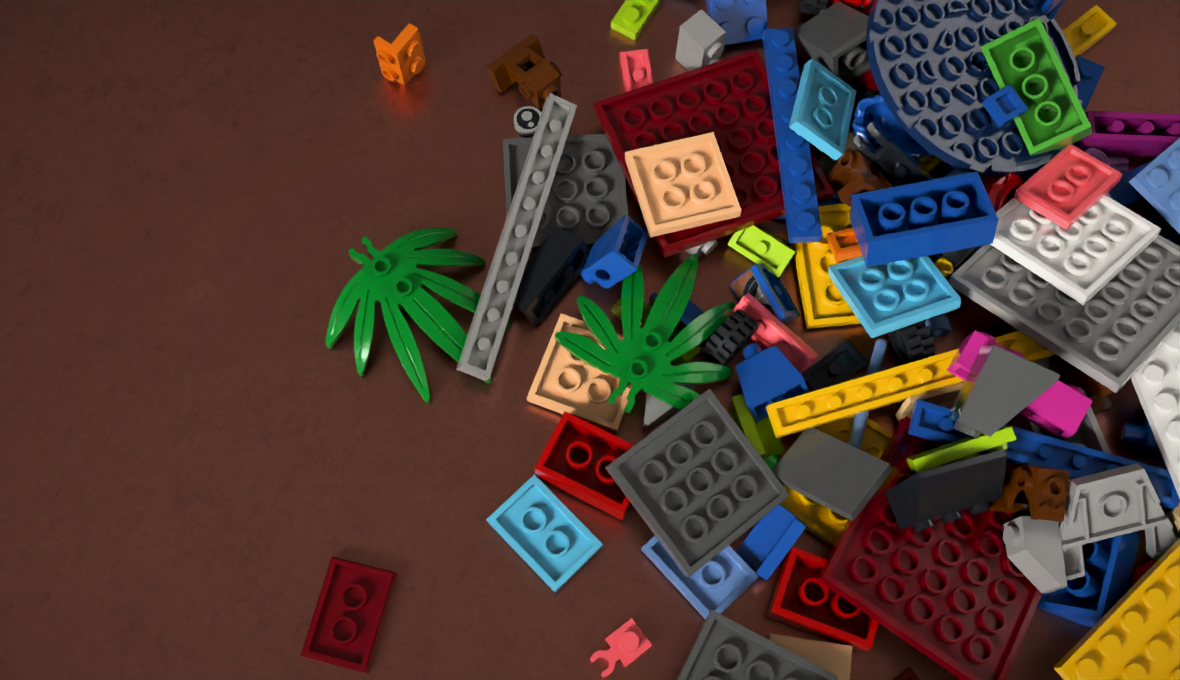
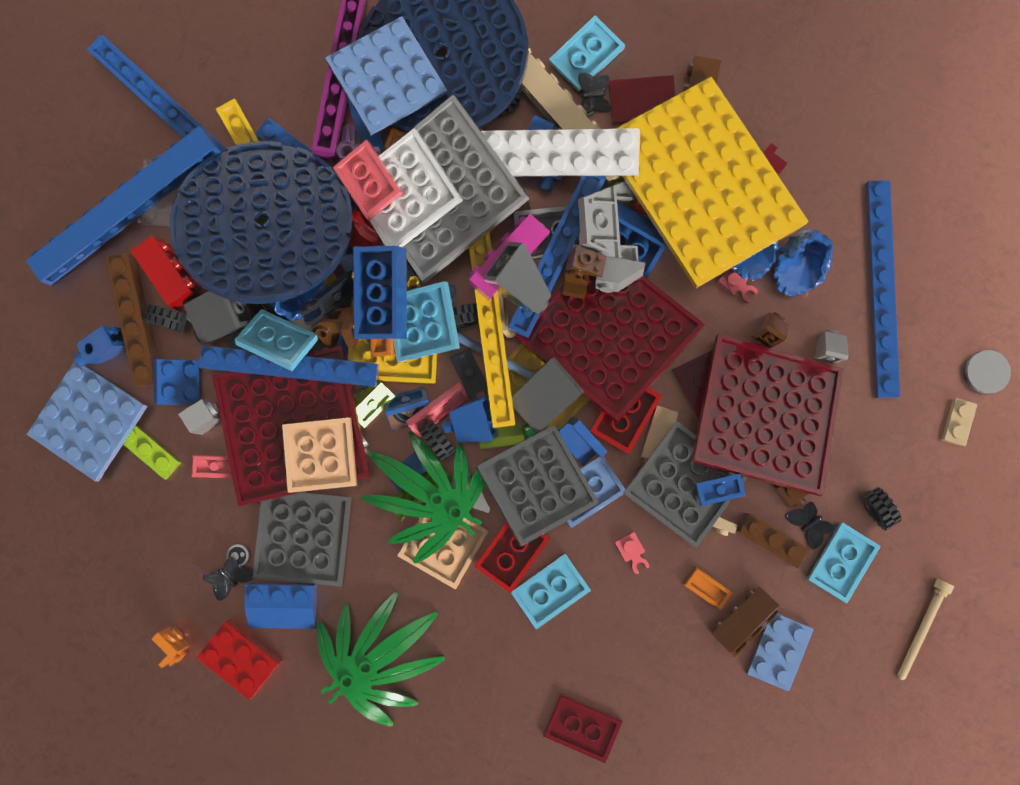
camera: 80 degrees left, 15 degrees up
(394, 140) = (239, 659): none -> red brick
(471, 180) = (281, 605): none -> blue slope
(498, 111) = (229, 574): none -> black piece
(516, 239) = (333, 578): light grey plate -> none
(529, 68) = (213, 545): reddish brown tile -> none
(550, 274) = (367, 561): black panel -> none
(610, 263) = (362, 510): blue torso -> none
(948, 491) = (575, 324): black slope -> none
(961, 449) = (551, 328): lime plate -> none
(1004, 106) = (303, 211): blue plate -> none
(1036, 74) = (290, 183): bright green slope -> none

